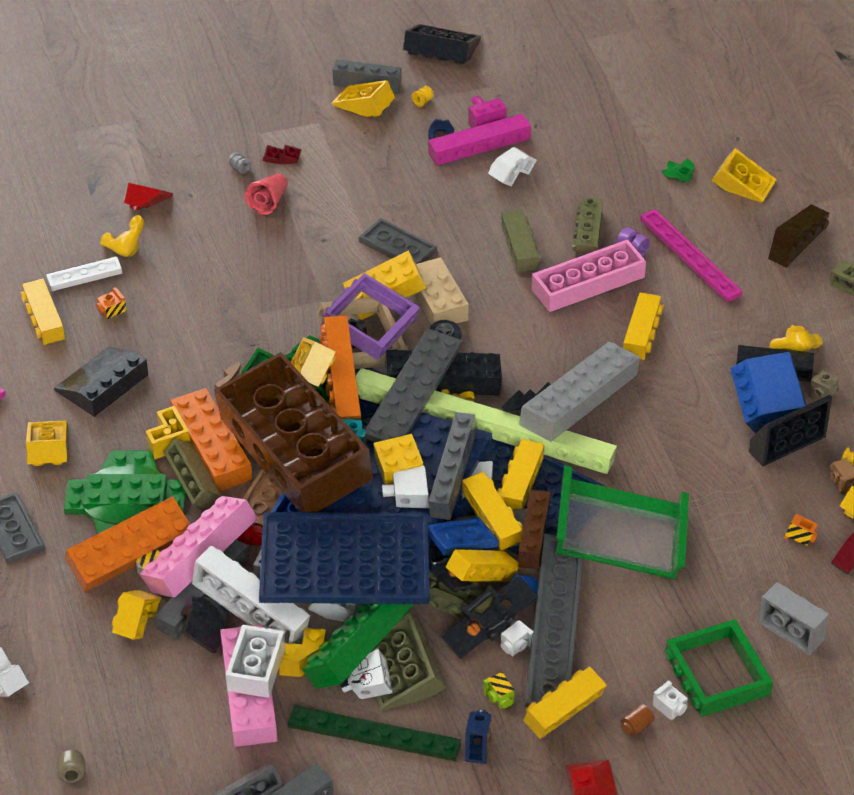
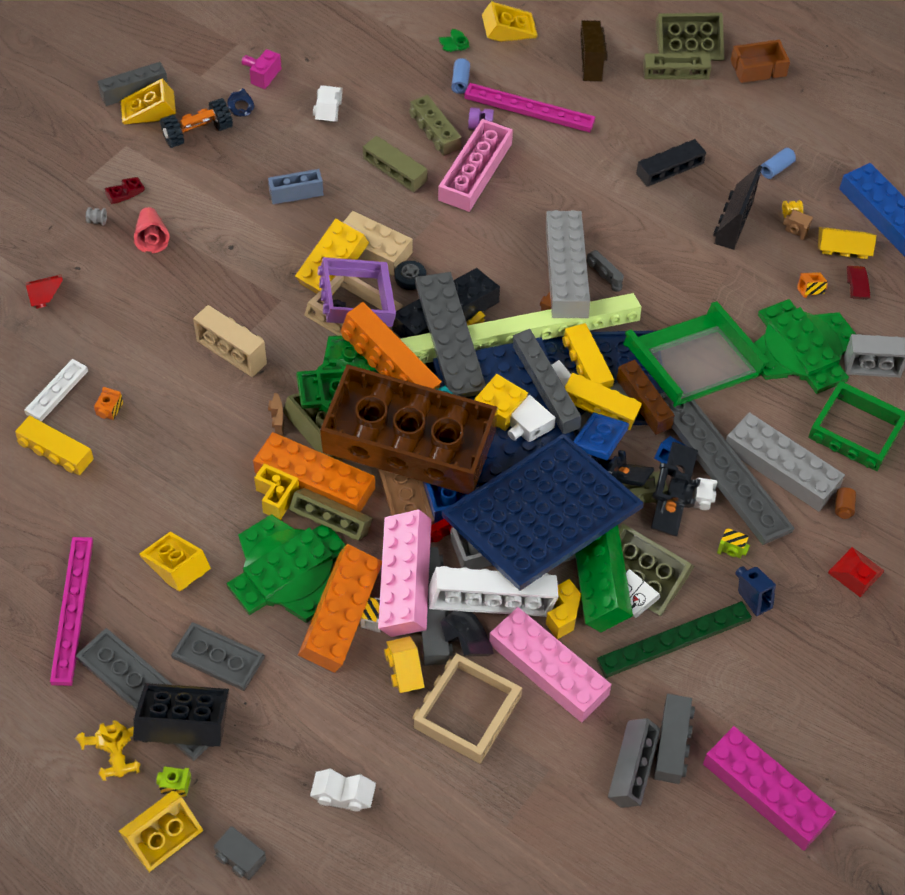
camera: 40 degrees left, 10 degrees up
(71, 766) = (479, 830): dark tan head -> none
(104, 379) = (166, 475): black slope -> none
(127, 242) = (68, 341): yellow head -> none
(162, 701) = (451, 740): none -> tan window
(244, 305) = (230, 340): none -> tan brick
(255, 661) = (556, 641): white brick -> none
(313, 361) = (365, 354): yellow slope -> none
(376, 125) = (217, 112): none -> black plate
(394, 241) = (296, 217): dark grey tile -> none
(417, 217) = (295, 186): none -> sand blue brick
(422, 96) = (195, 79): yellow bush -> none
(440, 43) = (166, 24): black slope -> none
(479, 139) = (278, 93): dark pink brick -> none
(482, 565) = (639, 450): yellow brick -> none
(519, 399) = (529, 299): black slope -> none
(564, 702) = (792, 522): yellow brick -> none
(615, 654) = (785, 462): none -> light grey brick
(618, 419) = (605, 270): none -> dark grey plate
(642, 324) = (550, 183): yellow brick -> none
(654, 199) = (460, 76): none -> medium blue brick
(669, 701) = (854, 473): white brick -> none
(737, 575) = (804, 345): none -> green plate
(767, 388) = (694, 186): blue slope -> none
(797, 340) = (672, 135): yellow head -> none
(824, 385) = (723, 162): dark tan brick -> none

